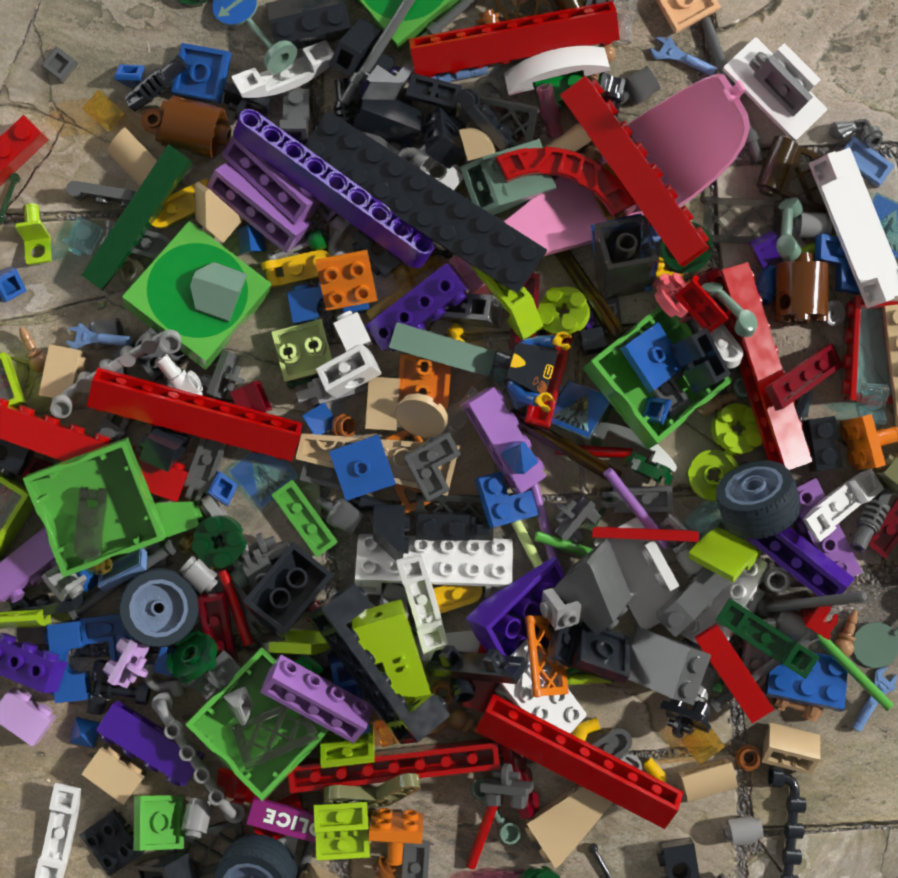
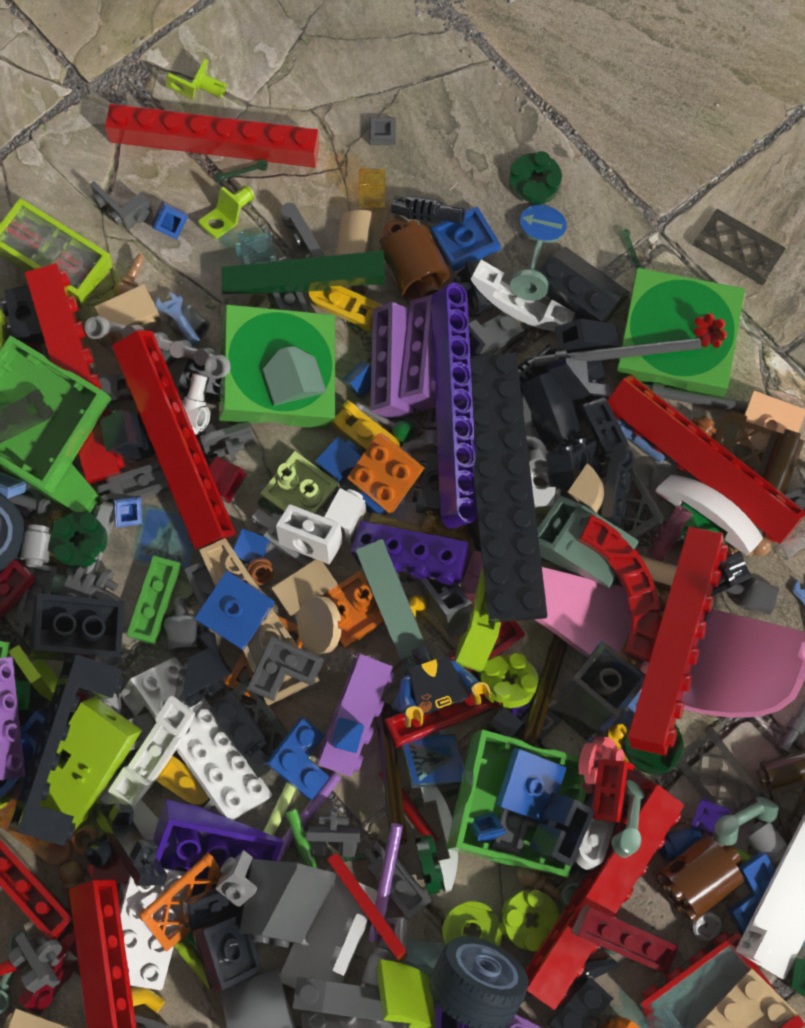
camera: 55 degrees right, 15 degrees down
(129, 74) = (418, 186): blue slope -> none
(213, 214) = (356, 331): tan slope -> none
(235, 607) = (29, 599): red bar -> none

